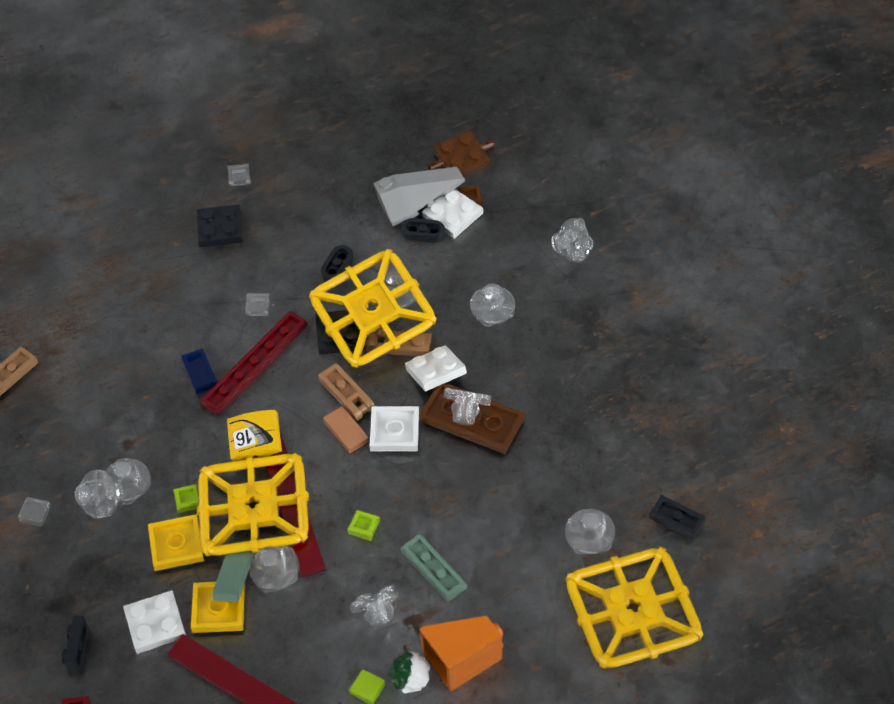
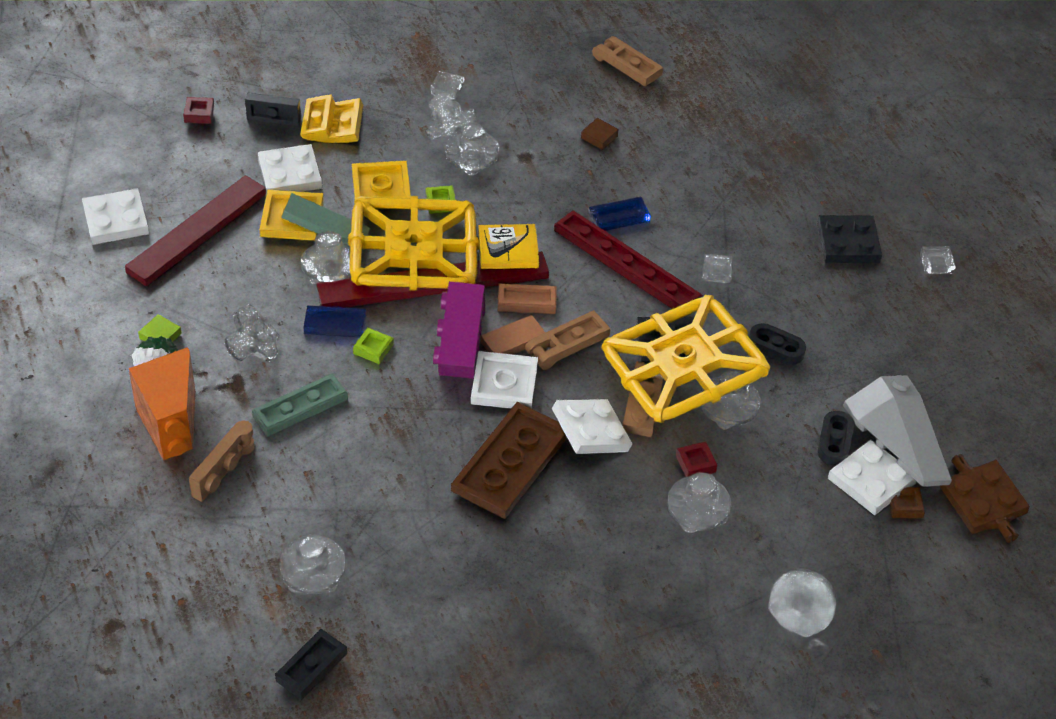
camera: 90 degrees right, 5 degrees down
(85, 595) = (331, 120): none -> yellow slope
(101, 390) = (599, 133): none -> reddish brown tile
(301, 425) = (527, 298): none -> nougat tile
(339, 557) = (334, 321): none -> clear blue tile
(351, 457) = (460, 329): none -> magenta wedge
(455, 306) = (696, 459): none -> dark red plate
(466, 406) = (516, 434): clear plate -> none
(505, 607) = (221, 460): none -> medium nougat plate
(624, 620) = (175, 609): yellow plate -> none

